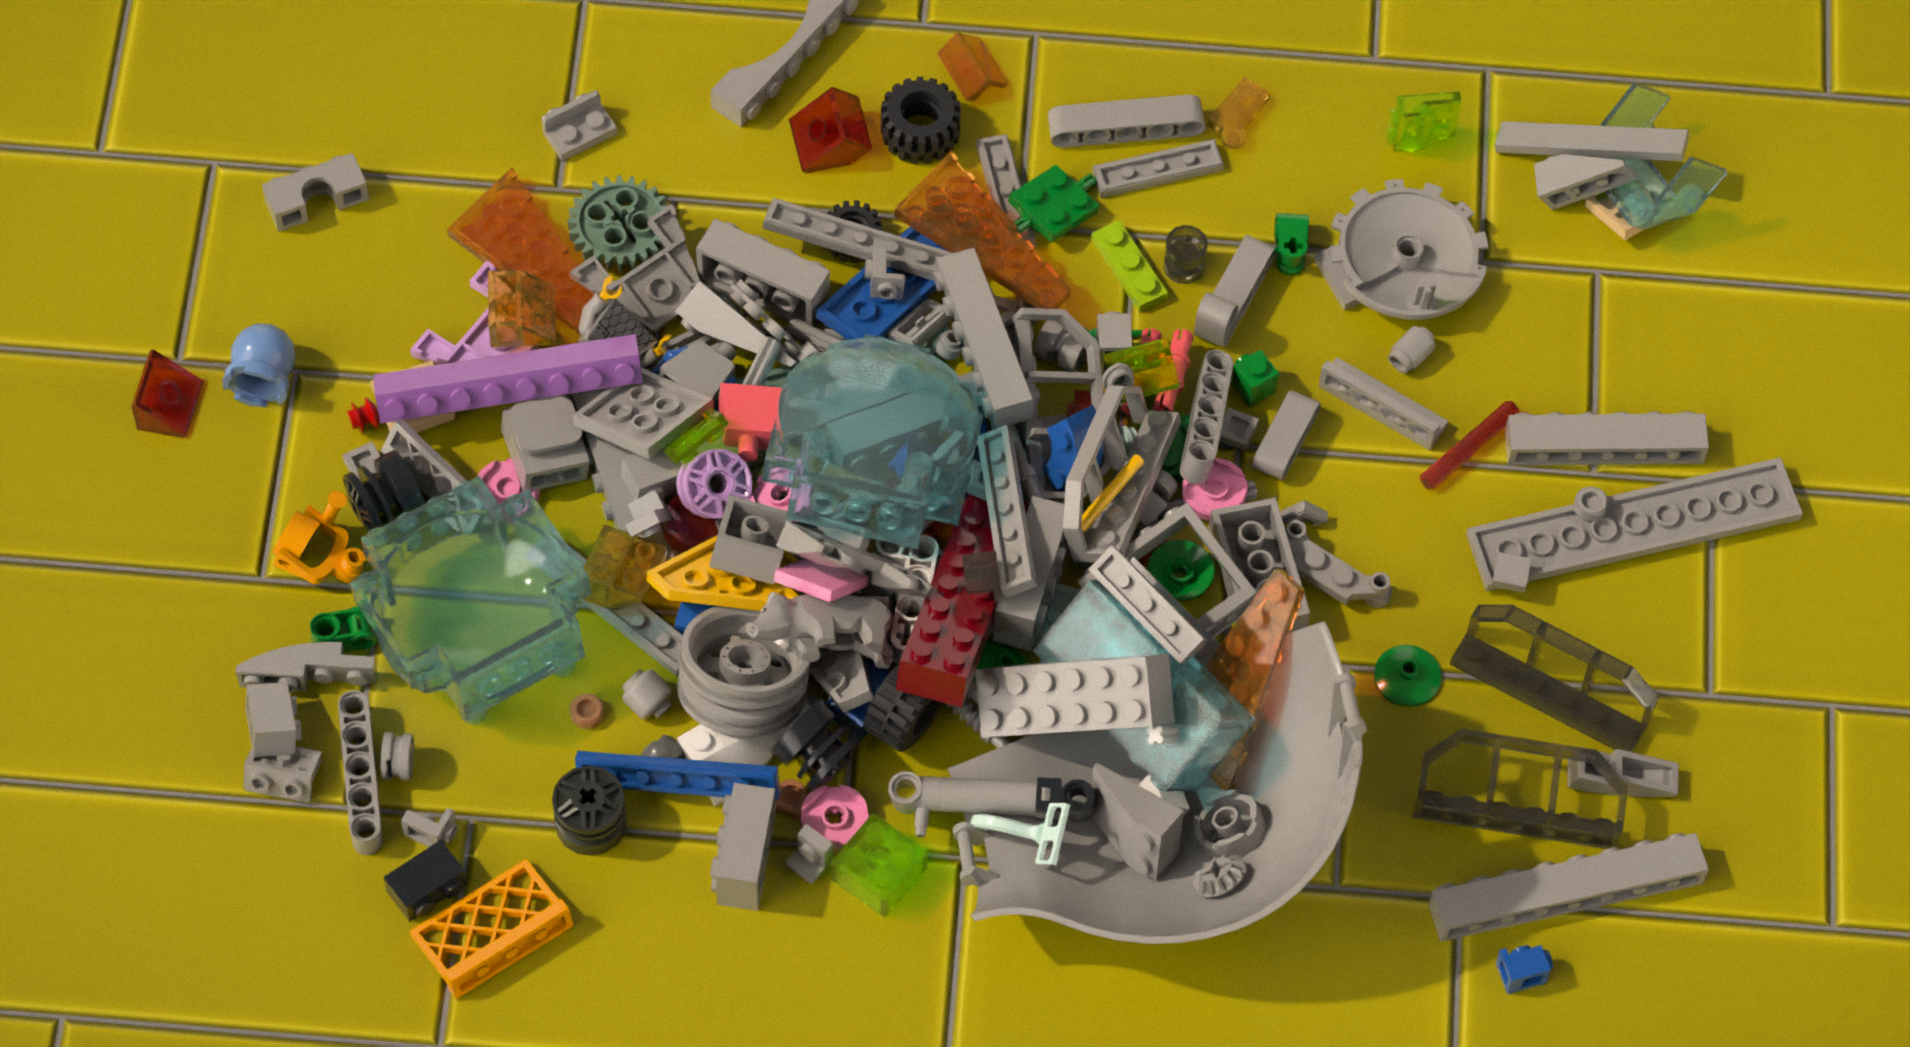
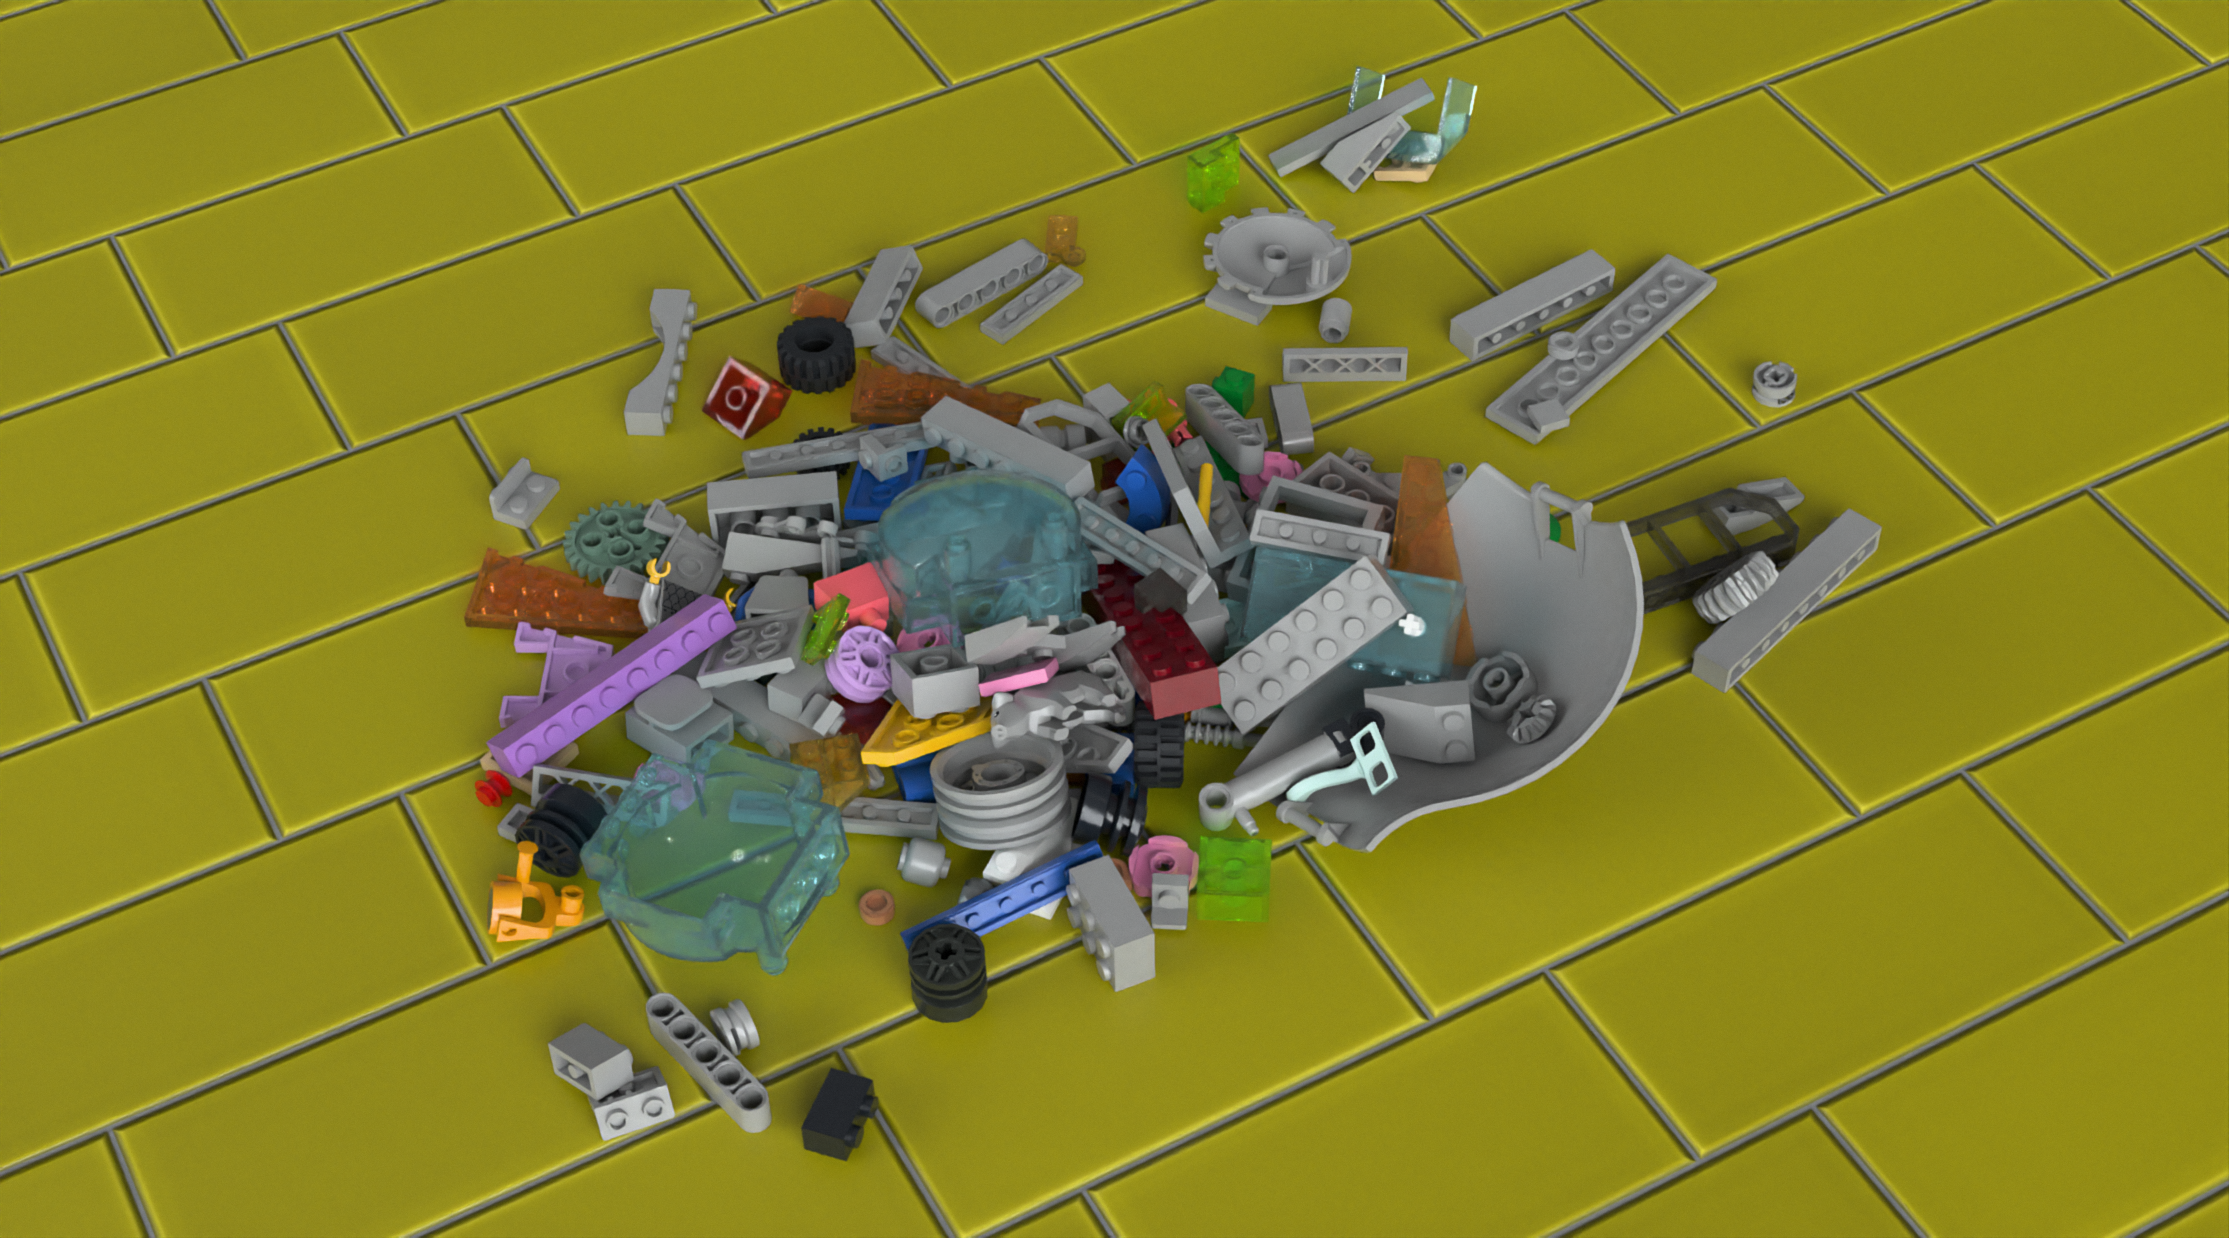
camera: 30 degrees left, 15 degrees down
(165, 397) = (292, 868): clear red slope -> none
(260, 365) = (368, 796): medium blue tile -> none
(313, 661) = (593, 999): light grey slope -> none
(336, 178) = (298, 663): light grey arch -> none
(344, 629) = (602, 961): green piece -> none
(426, 831) = (807, 1074): light grey bracket -> none
(510, 945) = (955, 1135): light orange fence -> none
(520, 310) = (578, 635): clear yellow slope -> none
(1024, 88) = (883, 296): none -> light grey brick
(1054, 203) = (972, 358): green plate -> none
(1129, 266) = (1062, 372): lime plate -> none
(1185, 254) = (1107, 340): clear smoke wheel -> none
(1224, 308) = (1166, 347): light grey beam -> none
(1291, 242) = (1179, 297): green piece -> none
(1468, 445) = (1434, 360): clear red axle -> none
(1518, 851) = (1735, 587): none -> light grey gear
(1524, 967) = (1807, 671): blue brick -> none
(1547, 693) = (1645, 486): clear smoke plate -> none
(1758, 657) = (1774, 384): none -> light grey wheel

